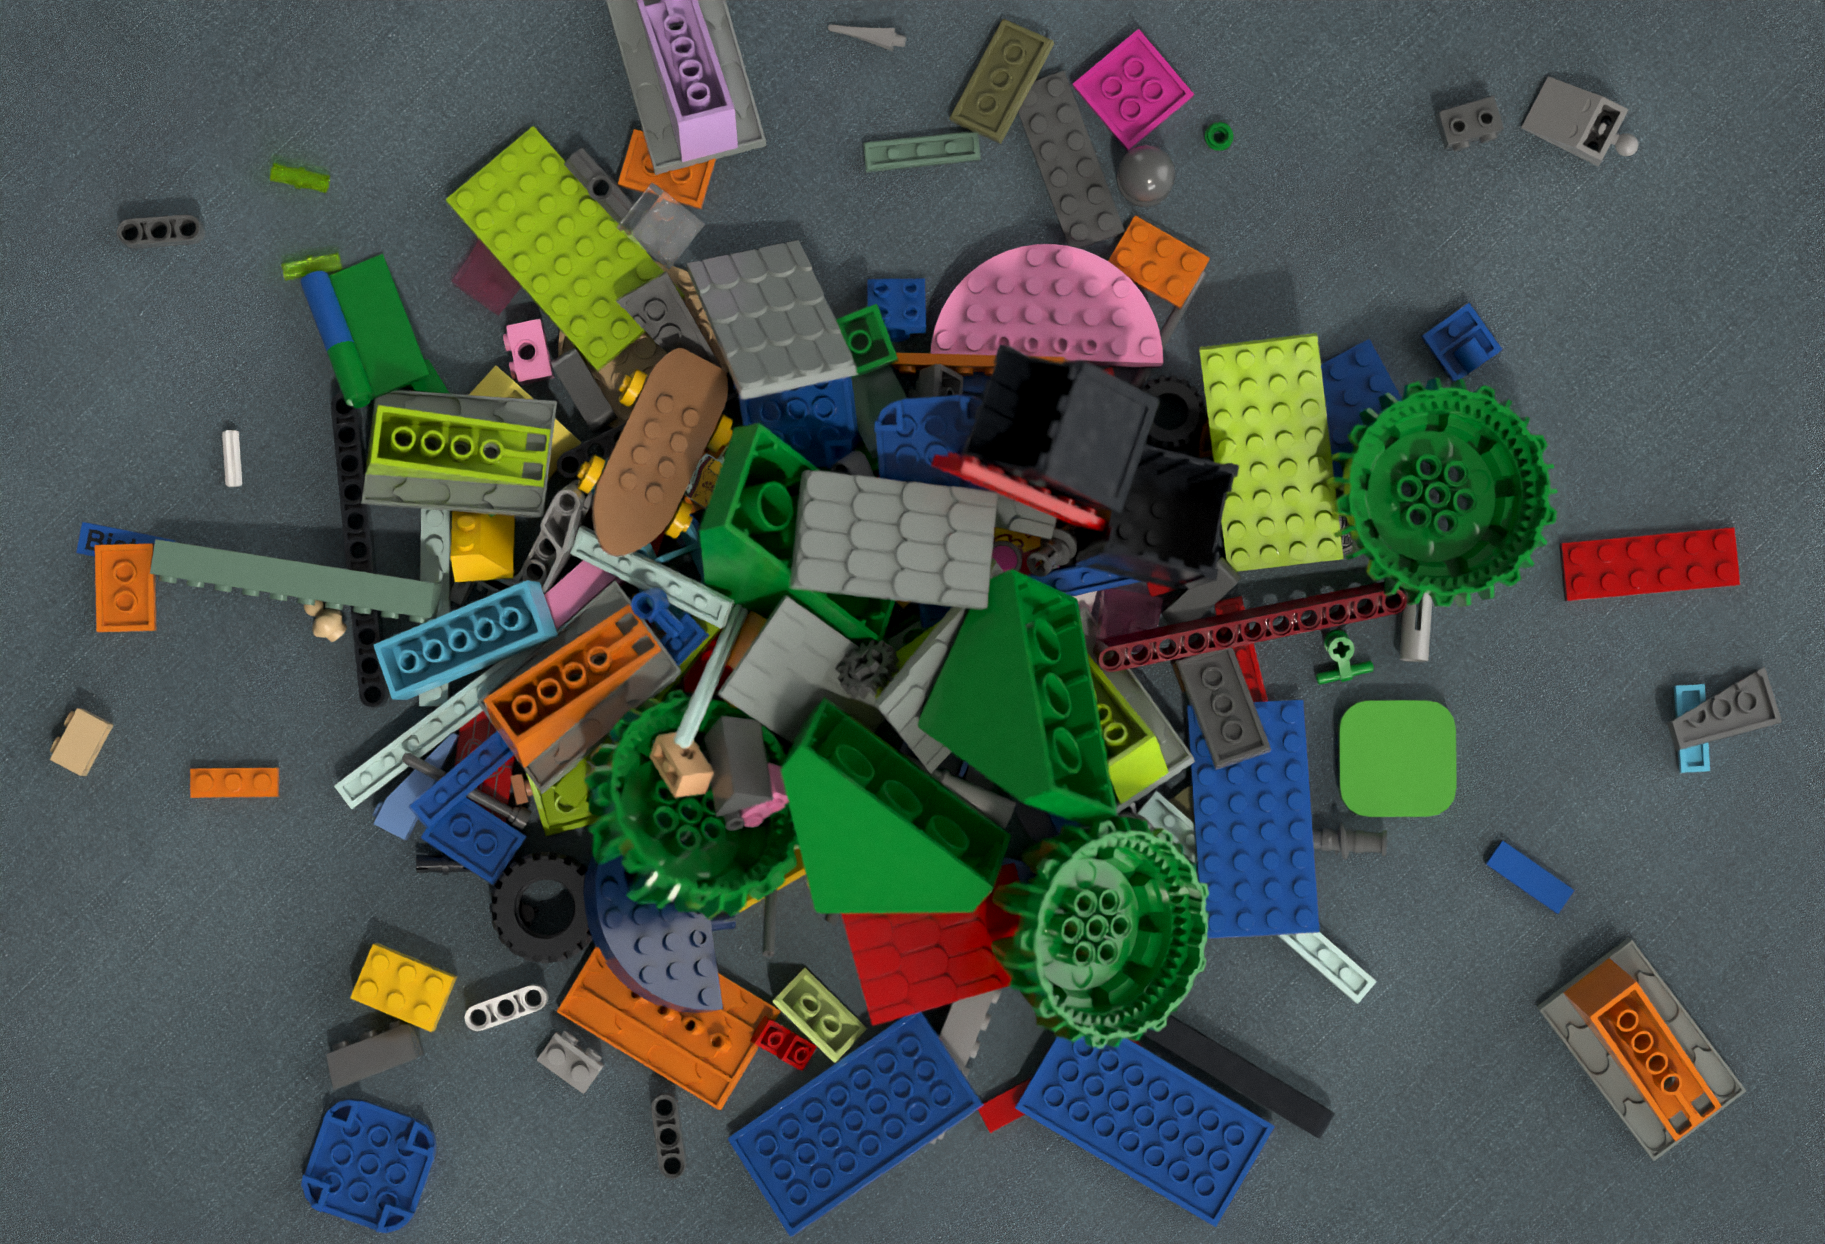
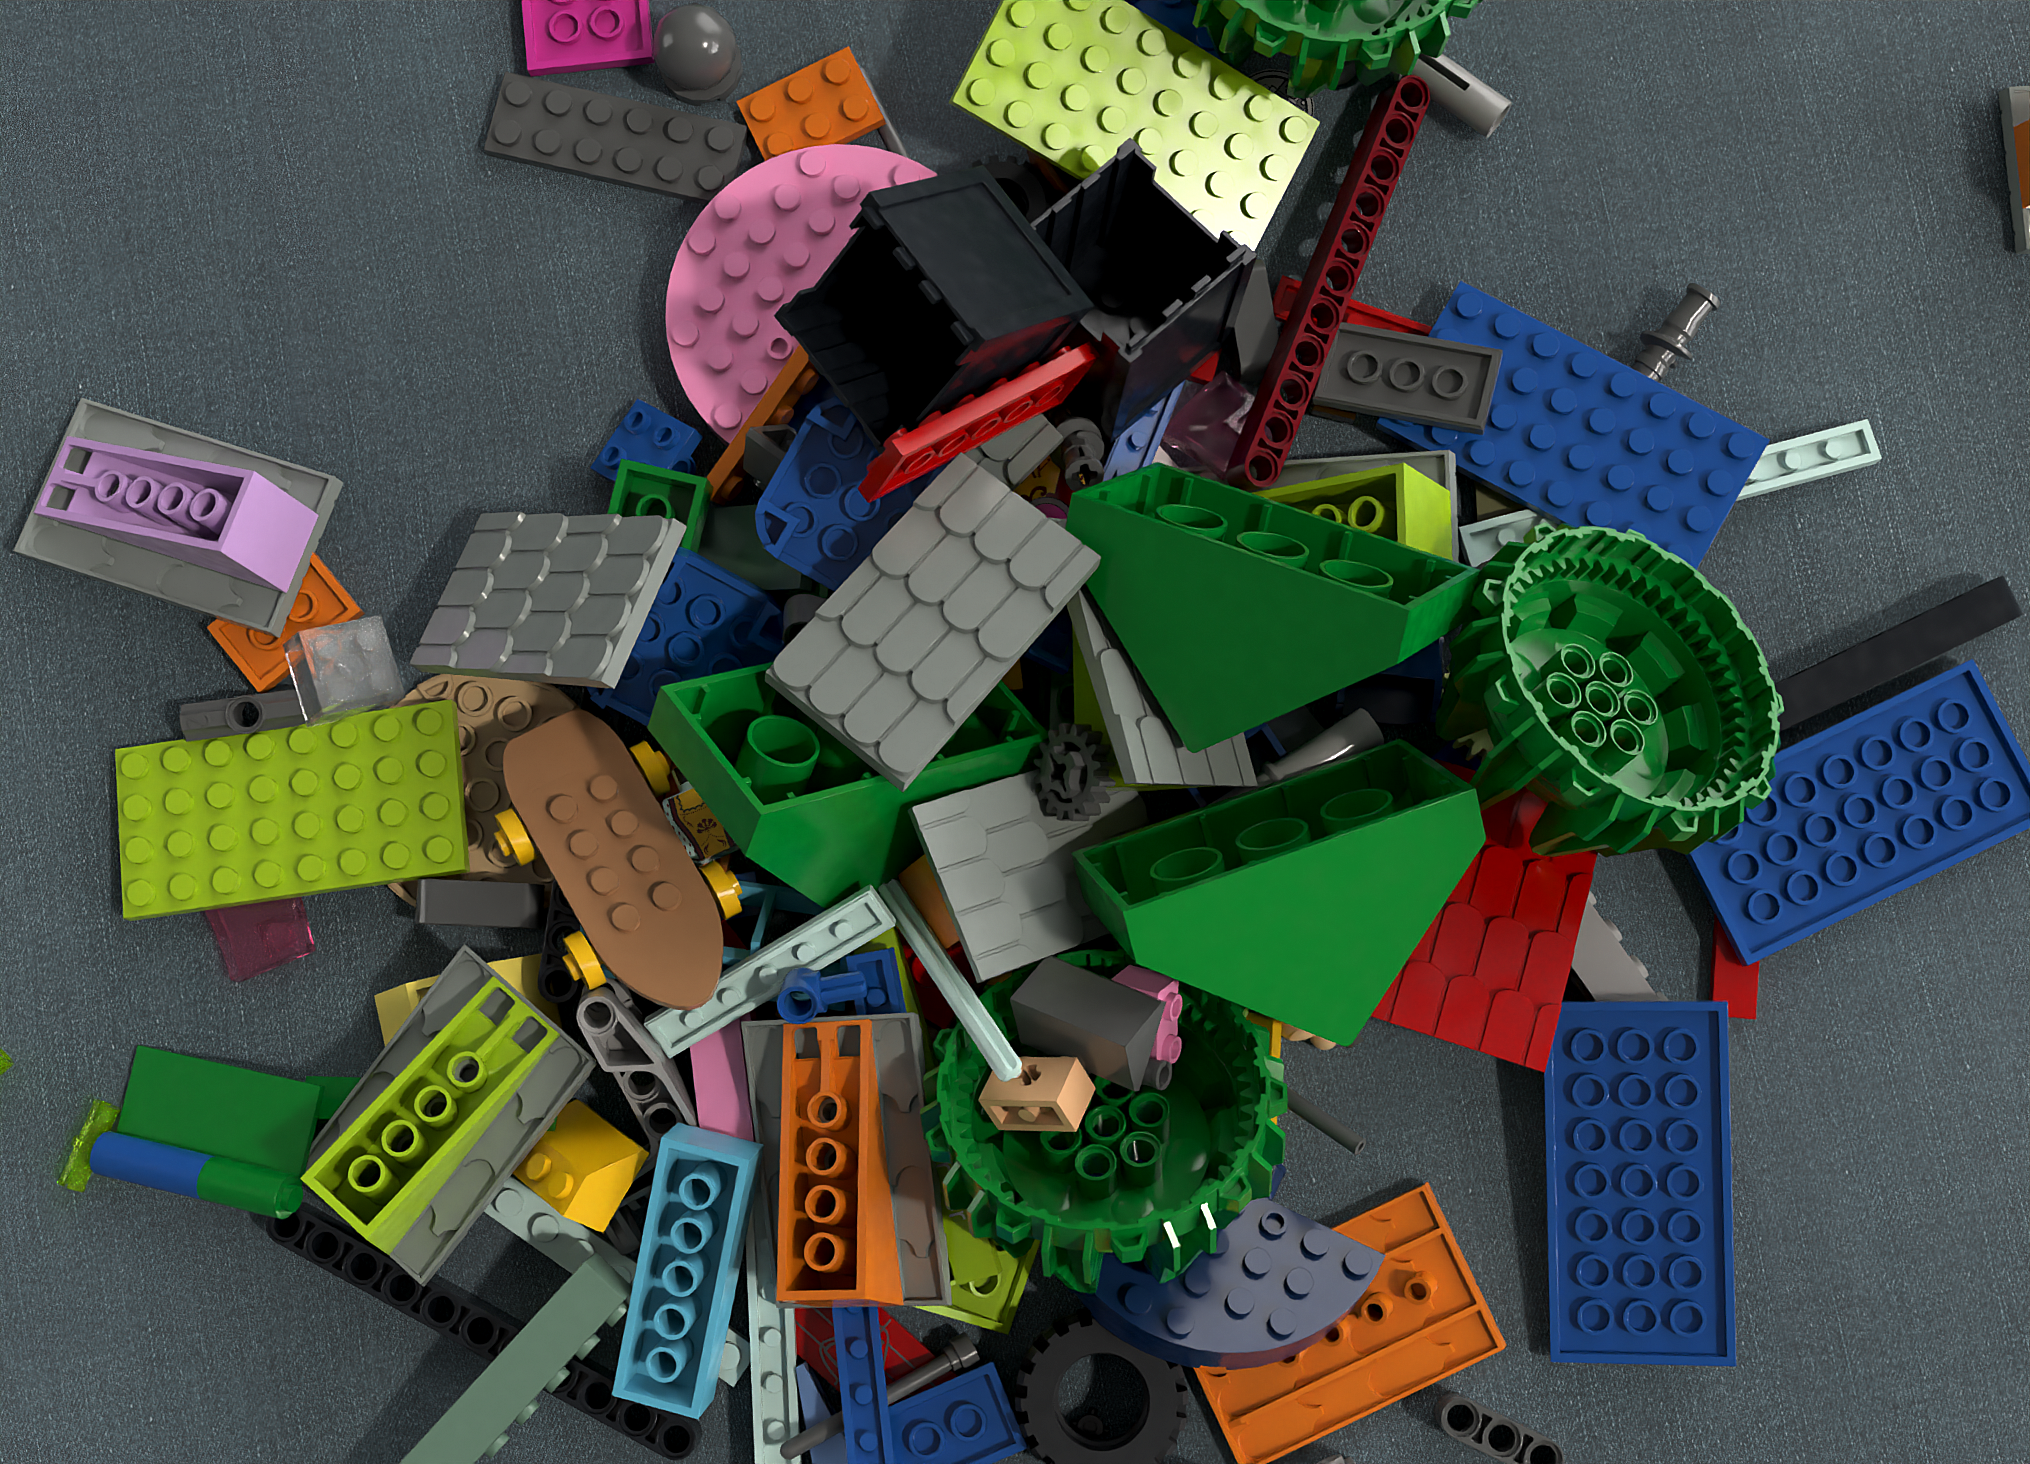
camera: 50 degrees left, 5 degrees down
(232, 458) = (255, 1415): white axle -> none
(327, 621) = (545, 1432): tan animal -> none
(521, 789) = (927, 1325): nougat plate -> none
(539, 366) = (360, 937): bright pink brick -> none
(666, 318) = (456, 737): dark grey wing -> none
(783, 1043) = (1472, 1206): red slope -> none
(819, 1015) = (1467, 1136): yellowish green slope -> none
(882, 37) = (311, 260): light grey piece -> none
(921, 151) = (483, 303): sand green tile -> none
(1001, 81) = (465, 150): olive tile -> none
(1344, 670) = (1430, 197): green piece -> none
(1397, 758) = (1606, 218): bright green tile -> none
(1529, 877) = (1851, 159): blue tile -> none

